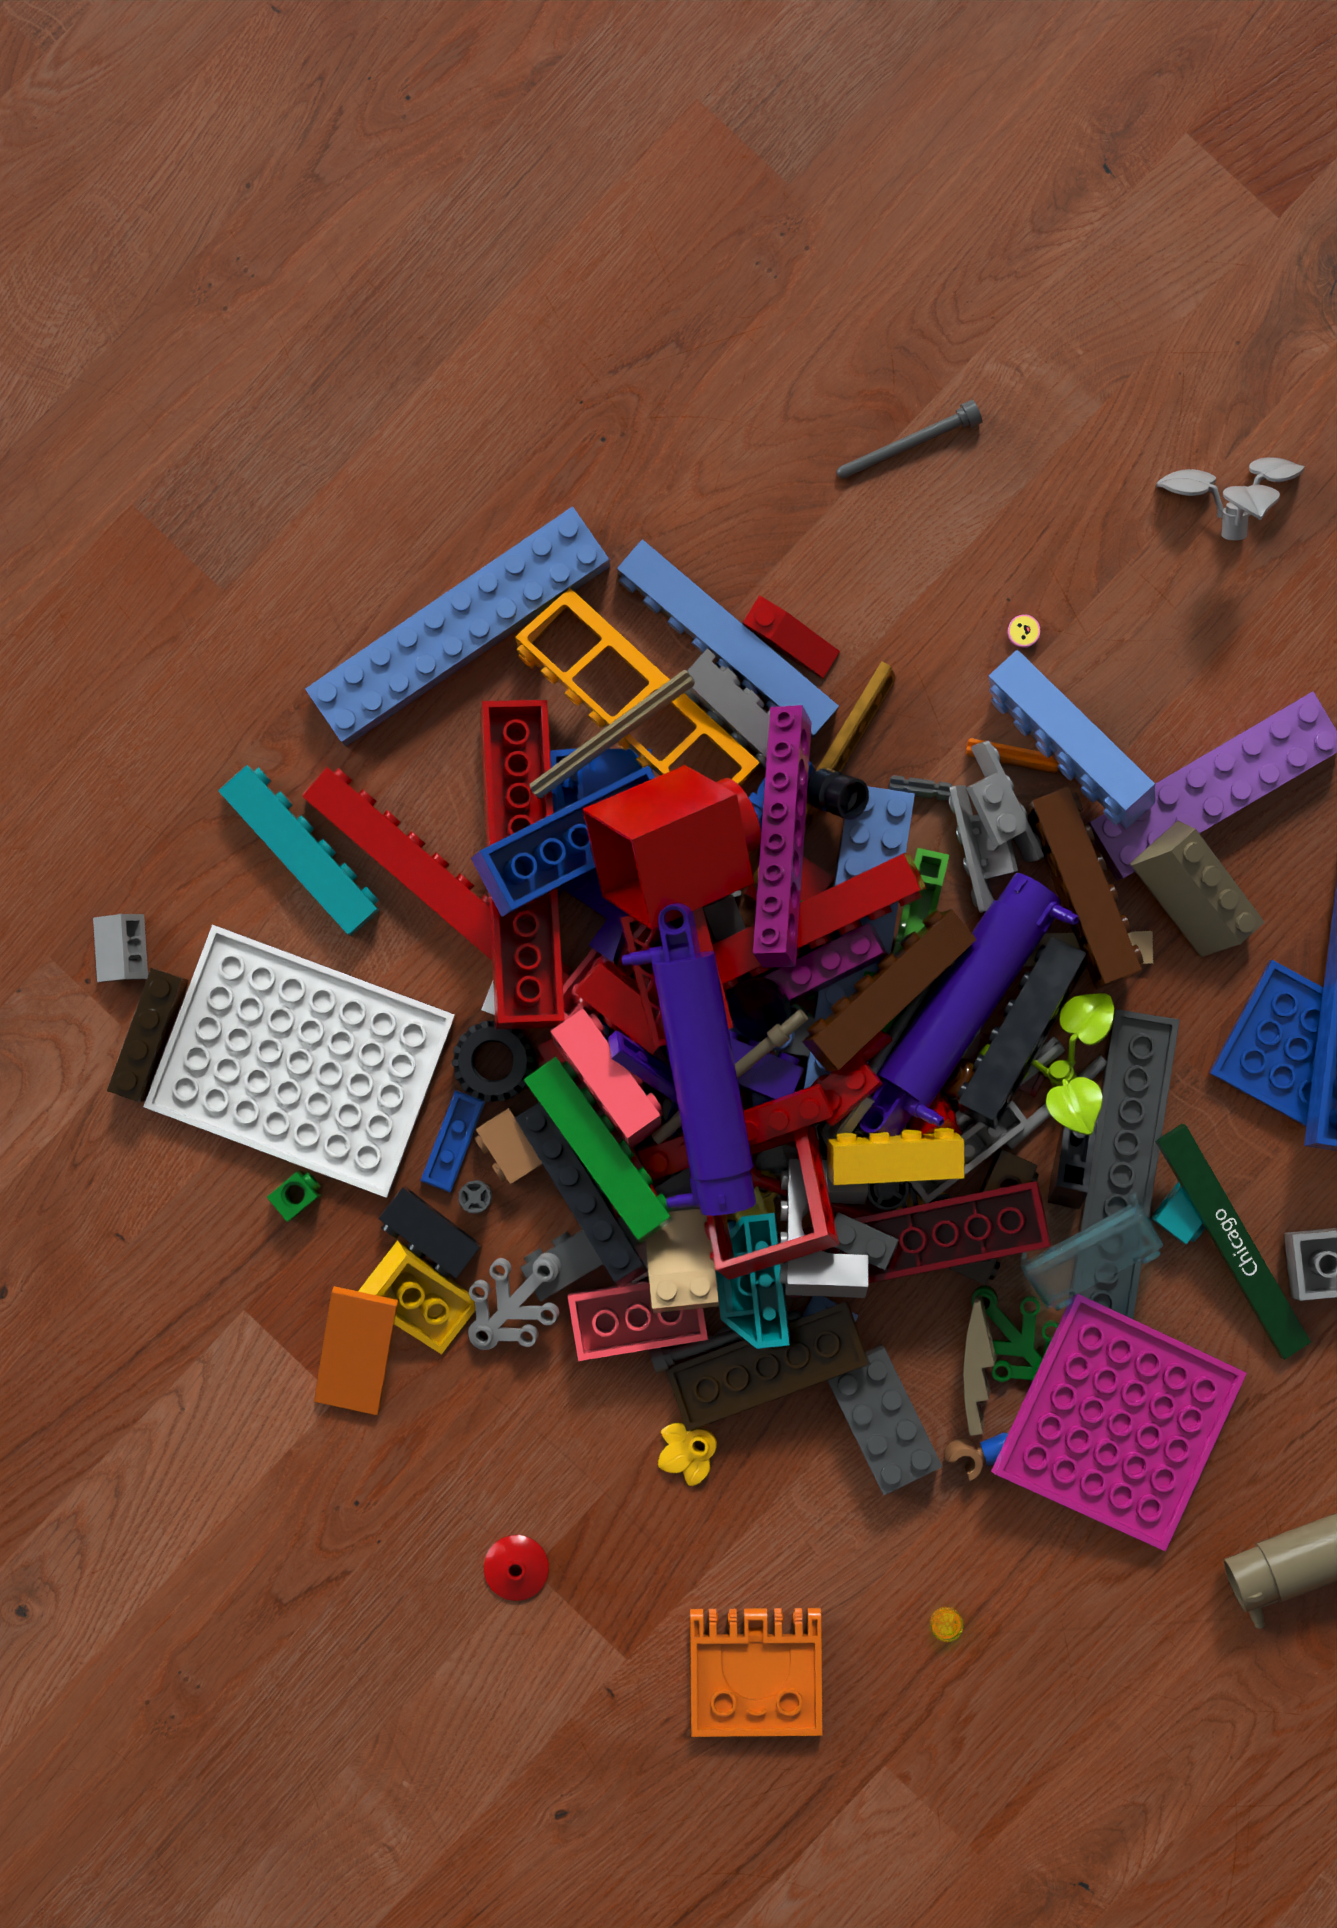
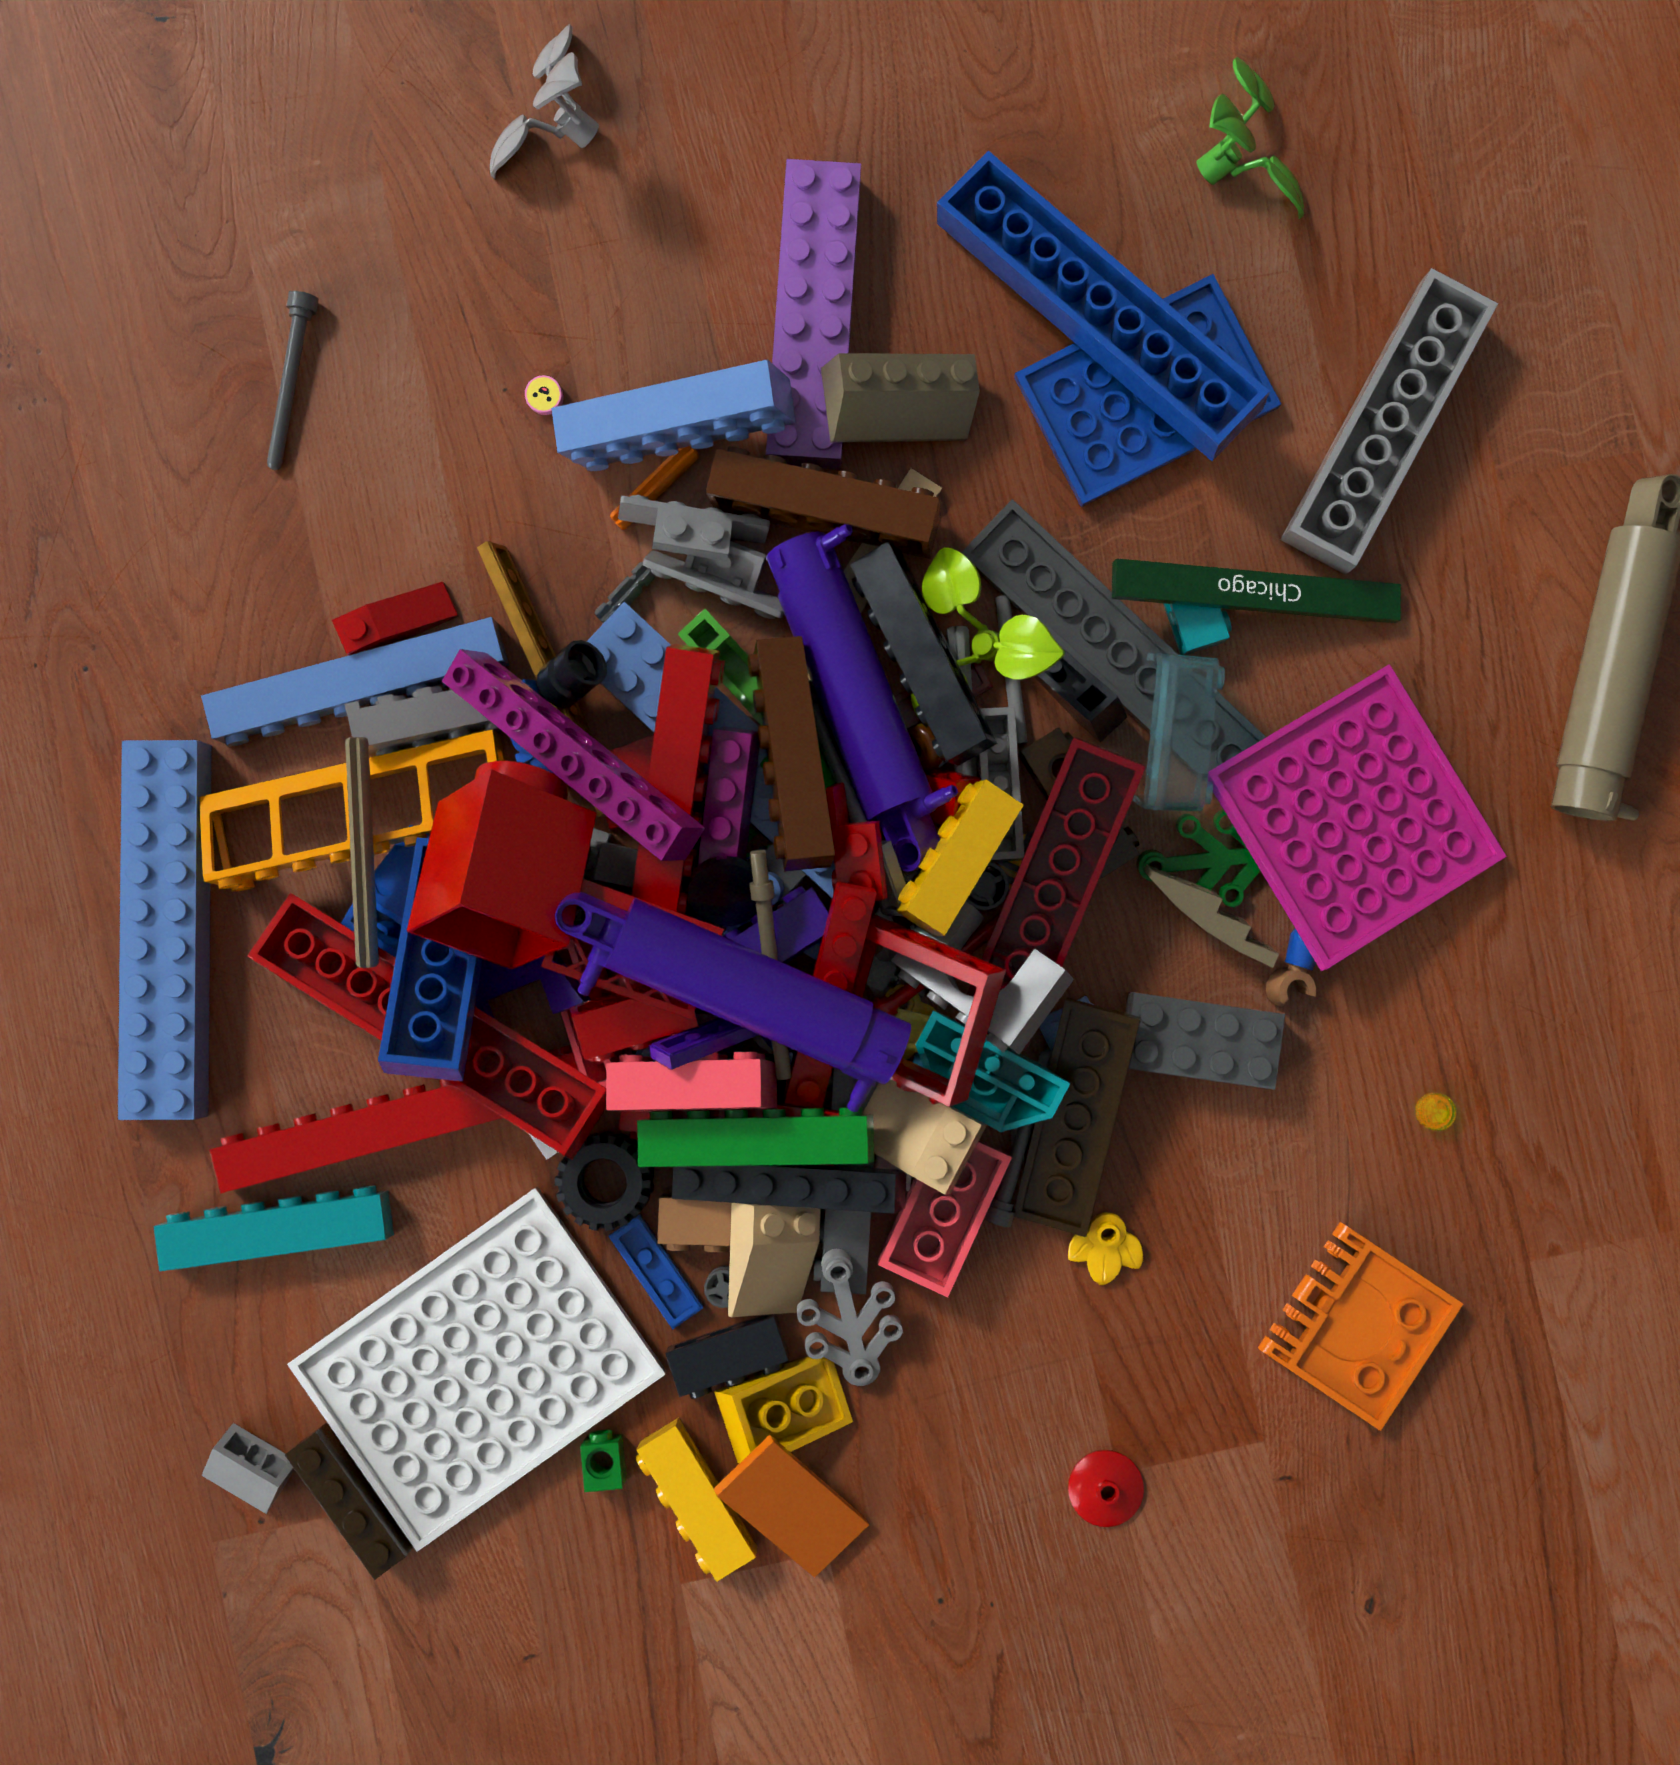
camera: 50 degrees left, 0 degrees up
(313, 1279) = (688, 1488): none -> yellow brick
(520, 1215) = (770, 1257): none -> tan slope
(864, 1240) = (1016, 943): dark grey plate -> none

